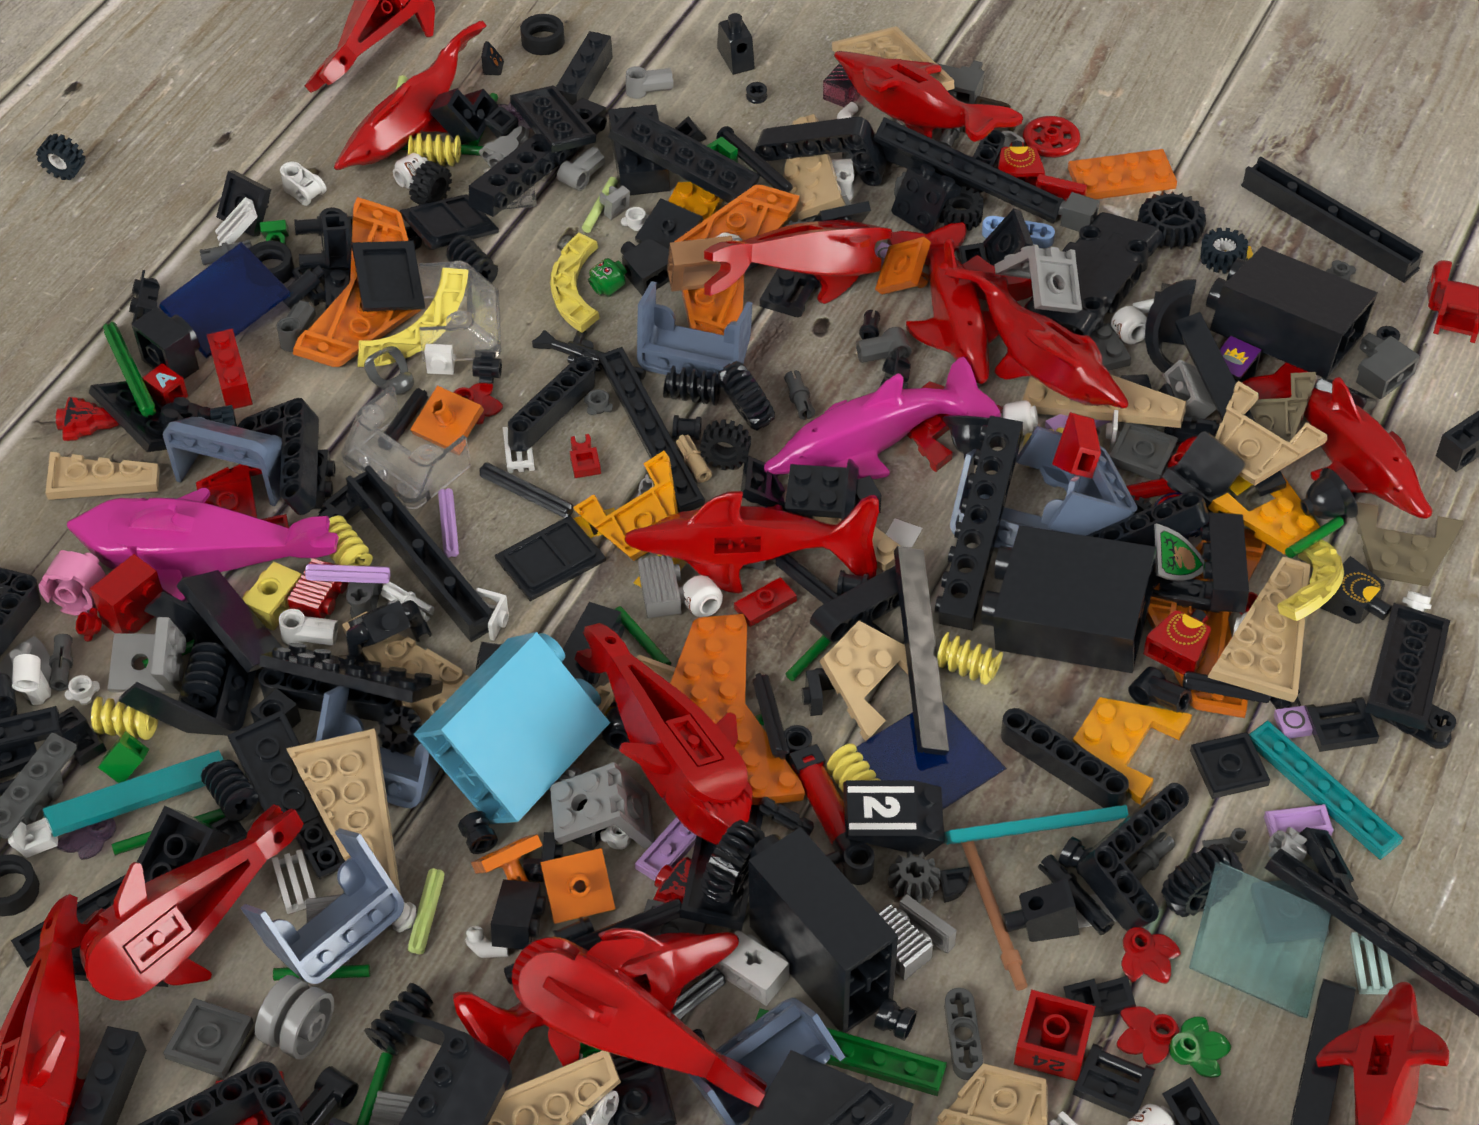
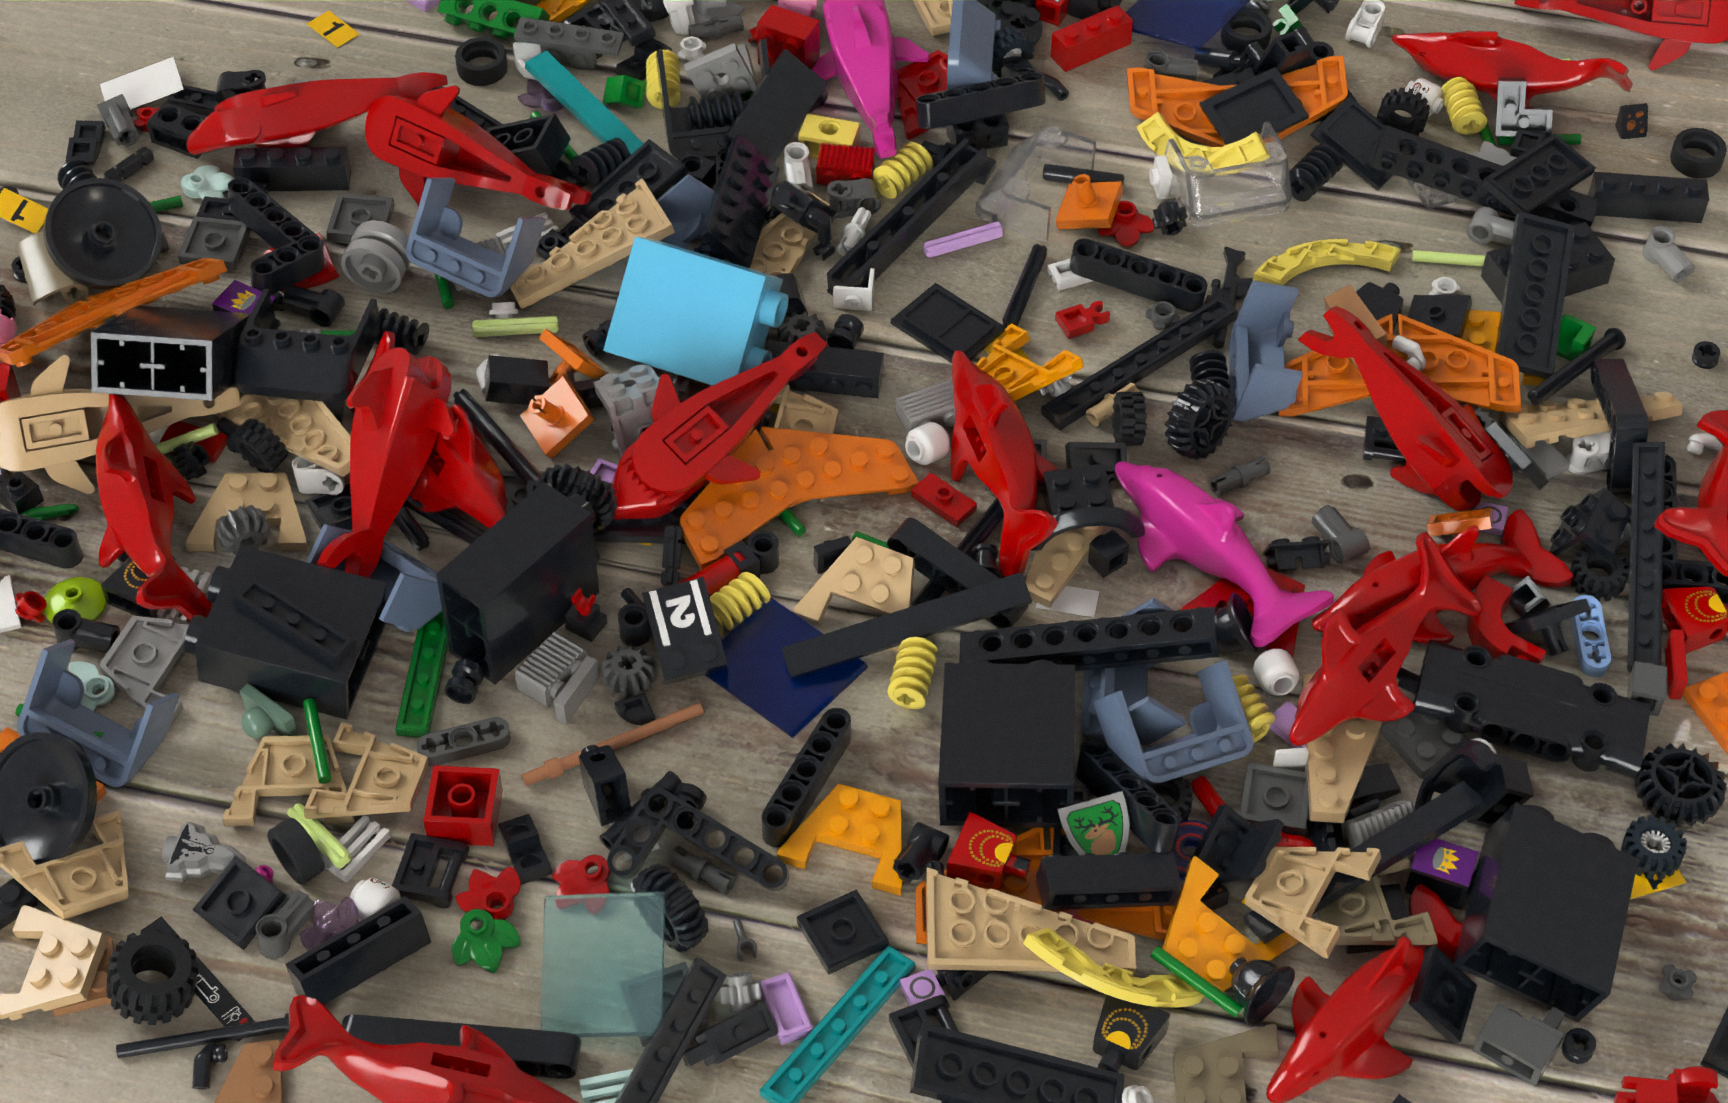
camera: 75 degrees right, 0 degrees up
(347, 573) = (856, 172): lavender axle -> none
(402, 382) = (1126, 162): dark grey piece -> none
(539, 624) = (845, 332): none -> black wheel
(575, 930) = (518, 434): black pin -> none
(607, 277) = (1336, 277): green head -> none
(616, 201) = (1458, 266): light grey tile -> none
(642, 638) = (870, 410): green bar -> none
(686, 426) = (1152, 390): black bush -> none
(691, 129) = (1608, 310): black slope -> none
(771, 716) = (788, 520): black axle -> none
(870, 325) = (1369, 518): black pin -> none
(1035, 824) = (711, 759): teal tile -> none
(1043, 267) = (1476, 625): light grey bracket -> none
(1078, 446) = (1219, 708): red slope -> none

